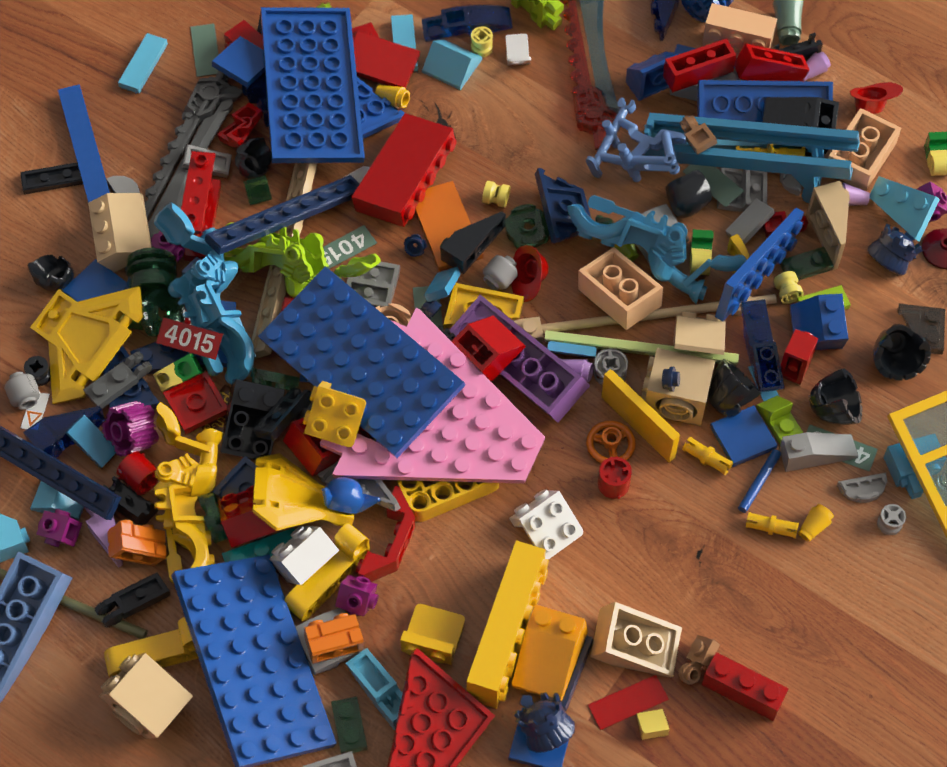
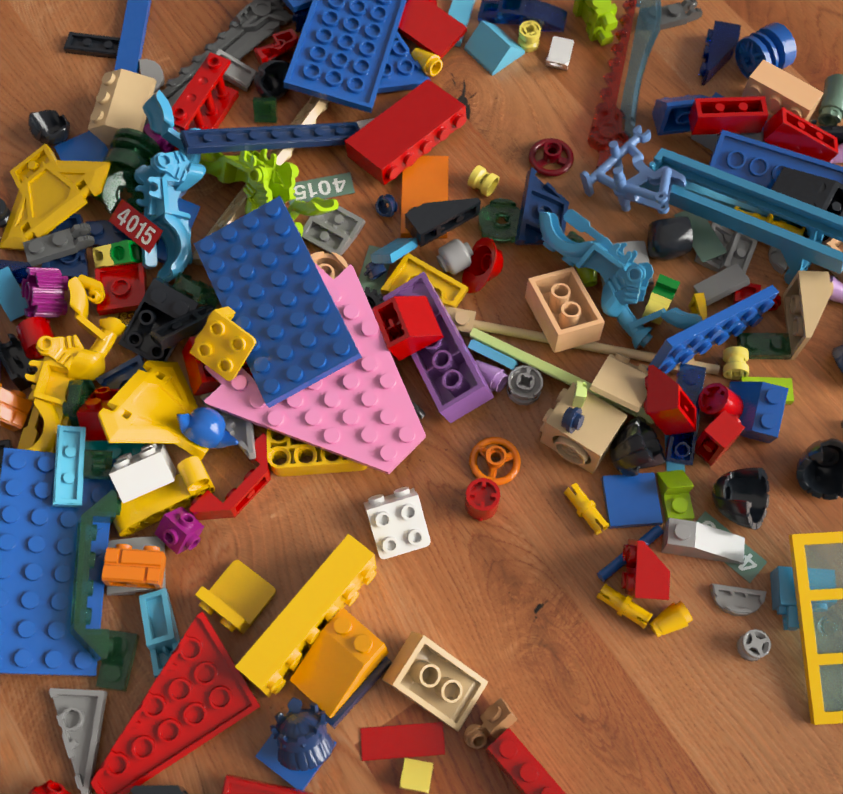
camera: 20 degrees right, 5 degrees up
(177, 408) = (94, 287): none -> yellow arm
(237, 570) = (69, 466): none -> medium azure tile
(259, 561) = (97, 464): none -> clear green tile
(326, 710) = (93, 640): none -> clear green slope
(549, 146) = (551, 155): none -> dark red piece
(640, 415) = (532, 445): yellow tile -> none
(668, 355) = (579, 394): none -> yellowish green tile
(697, 136) = (699, 184): medium nougat plate -> none
(746, 339) = (668, 404): none -> red slope
(779, 488) = (644, 573): none -> red slope
(785, 321) = (717, 398): none -> red piece

